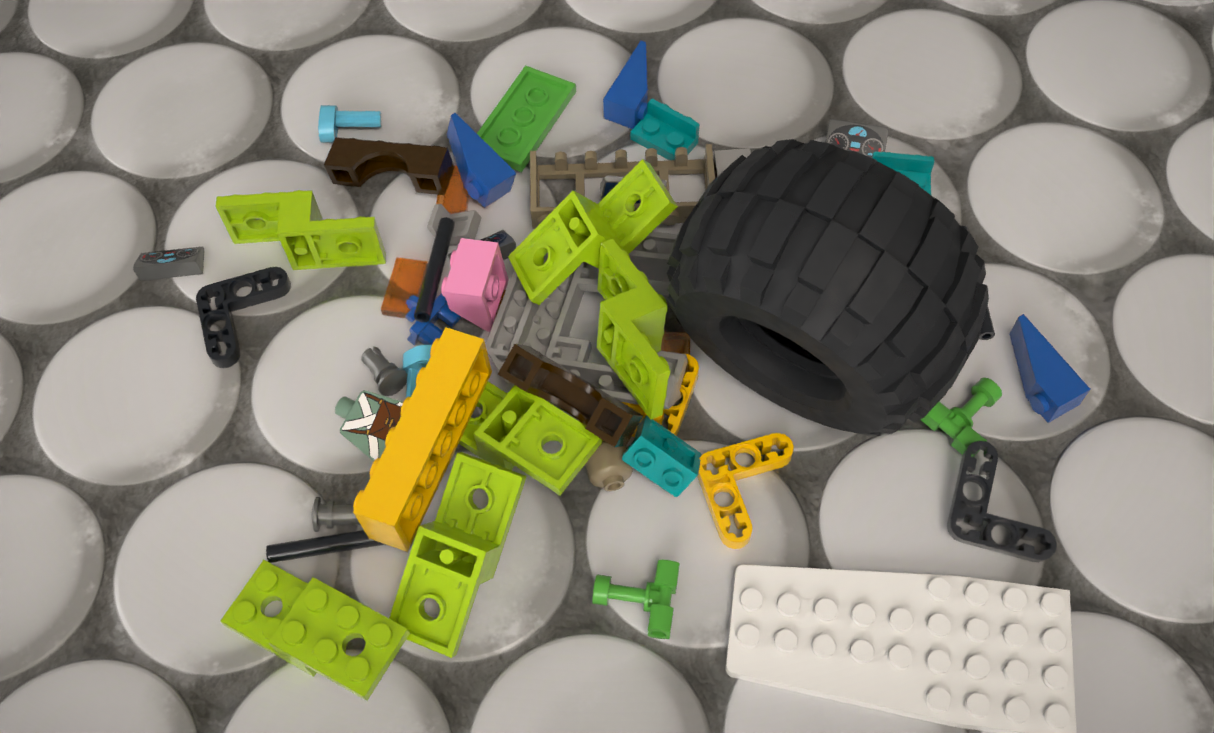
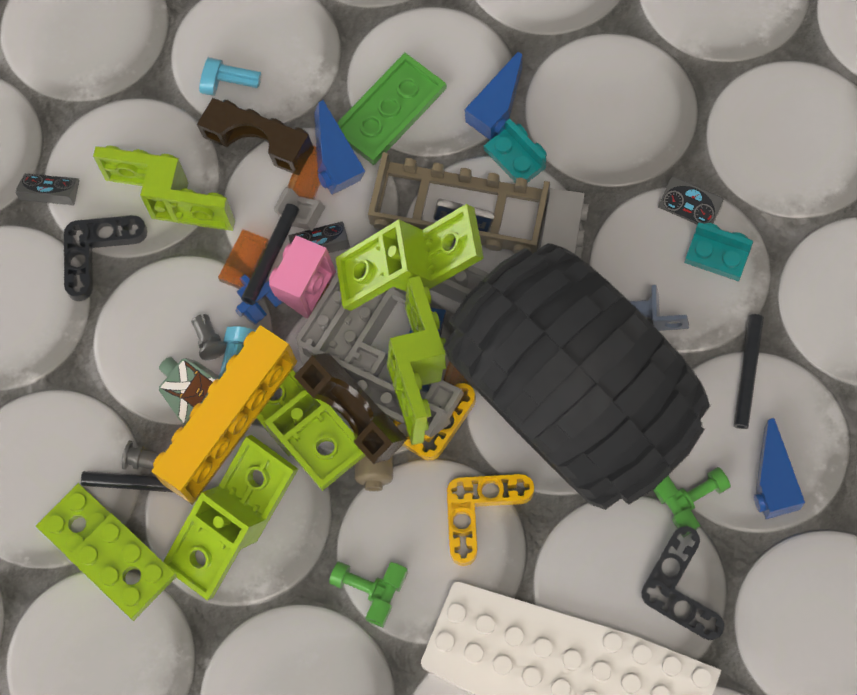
camera: 20 degrees right, 10 degrees up
(662, 457) = (419, 474): teal bracket -> none

